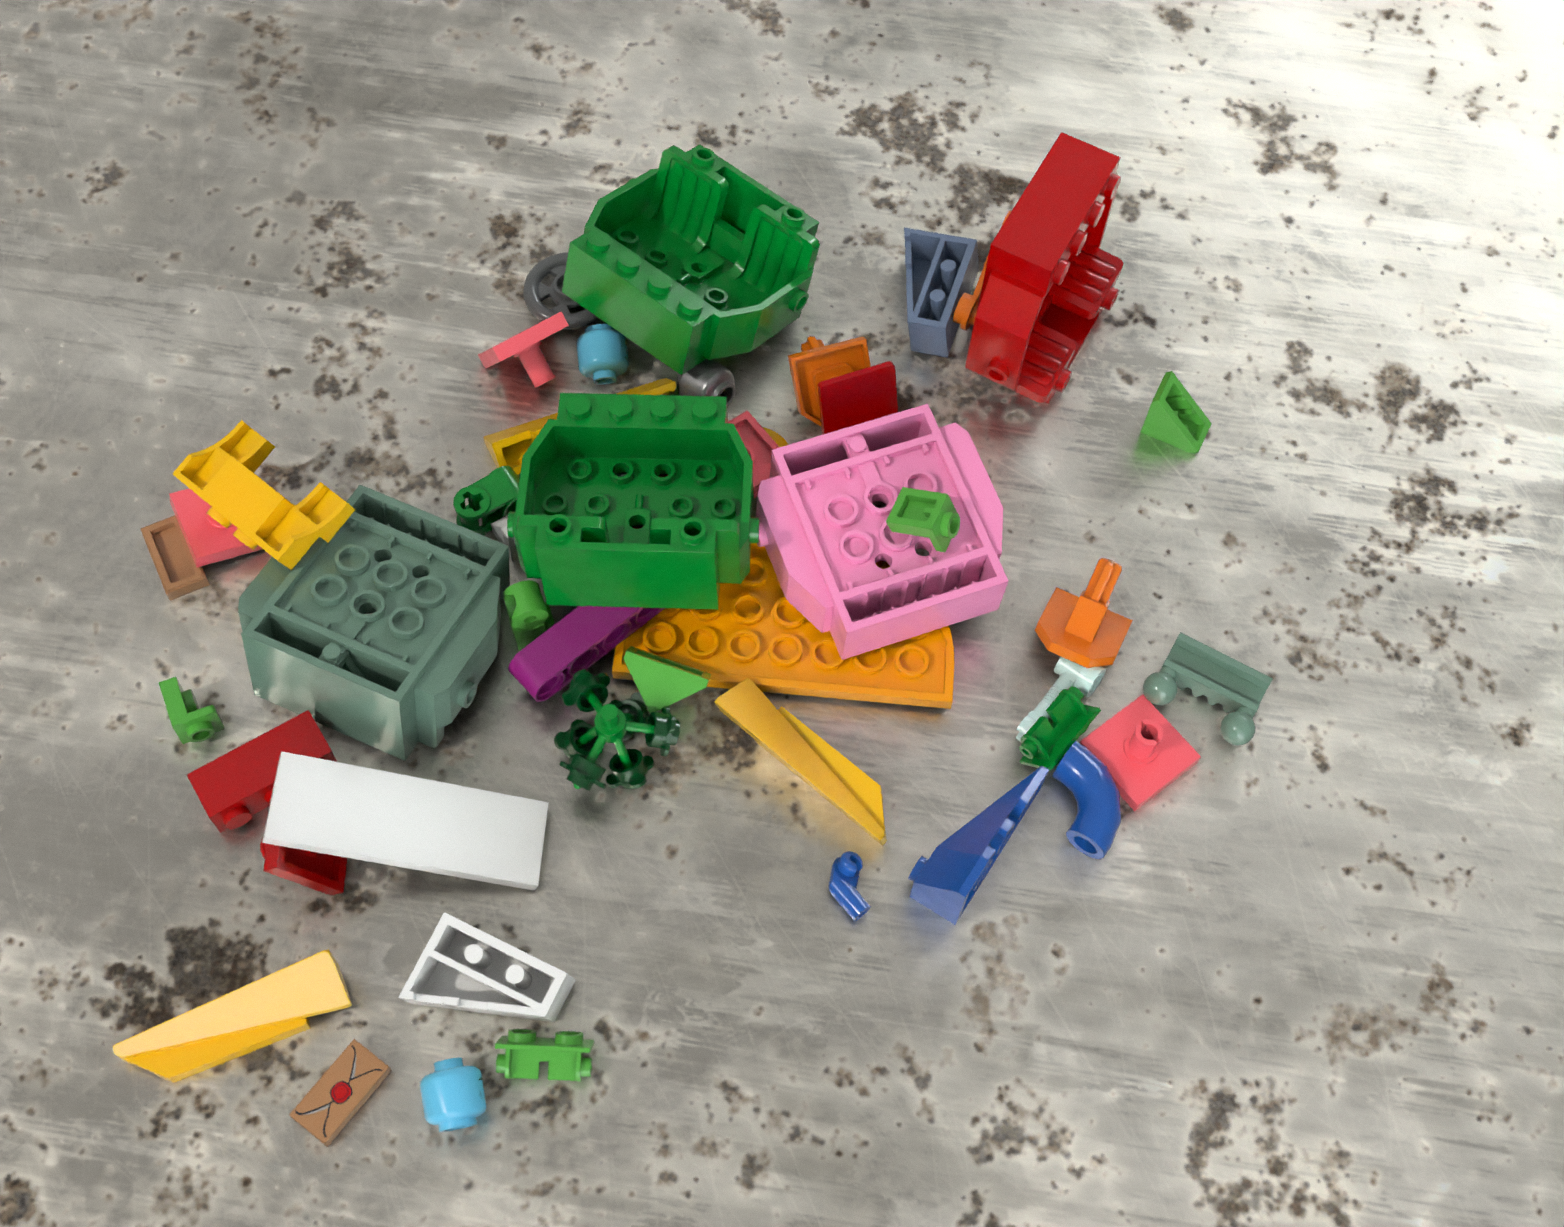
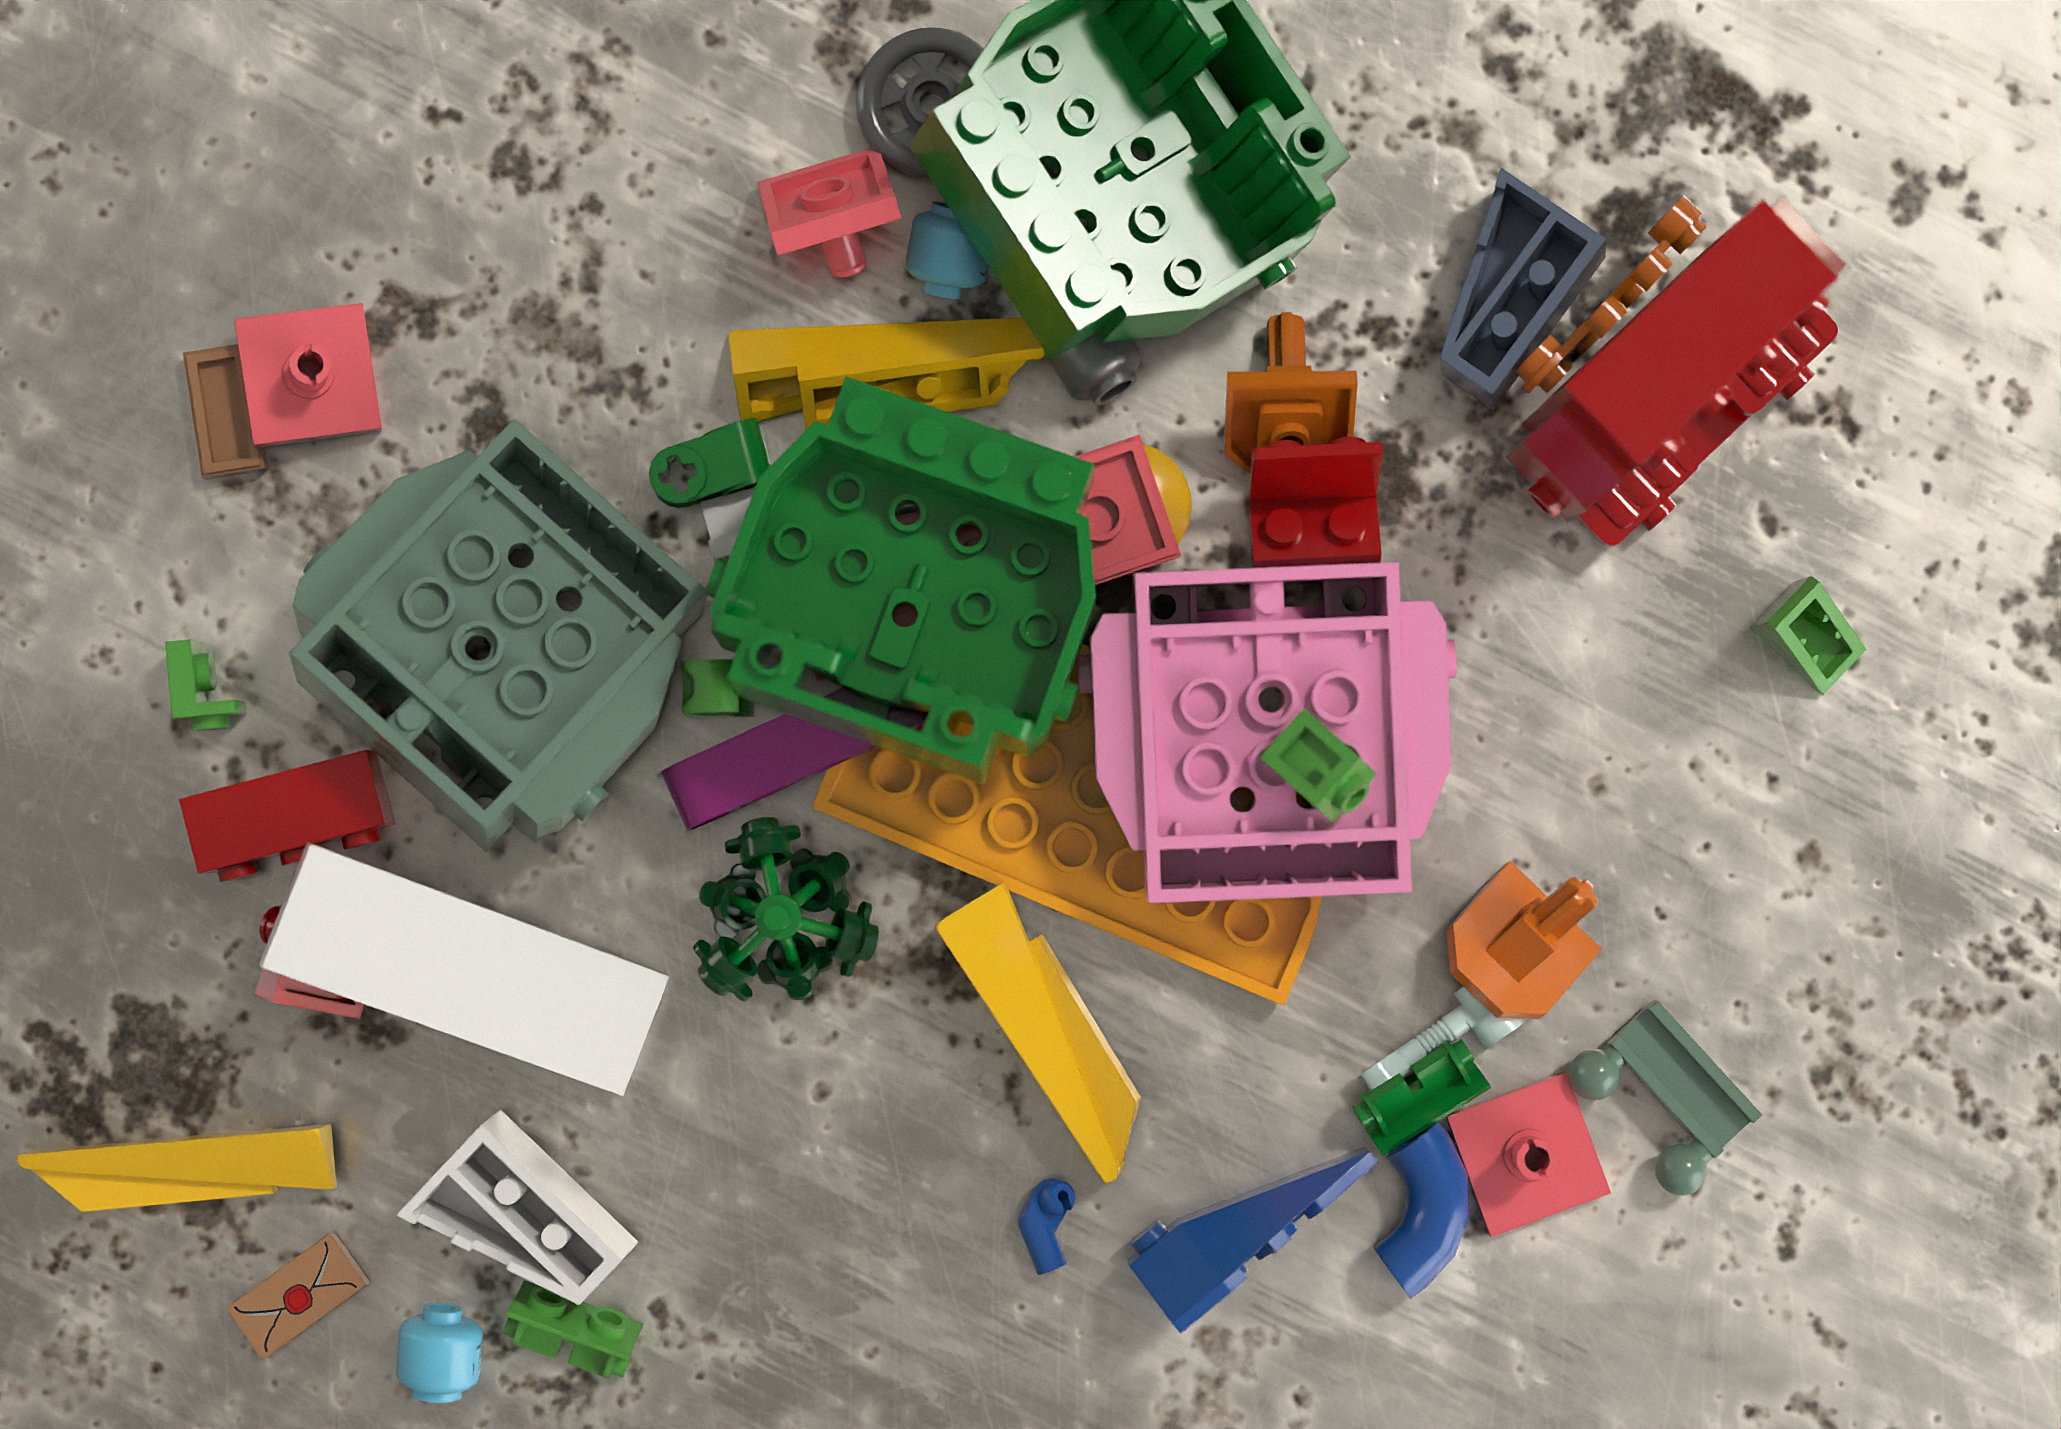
camera: 20 degrees right, 25 degrees up
(263, 517) = (347, 423): yellow bracket -> none
(662, 679) = (879, 856): bright green slope -> none

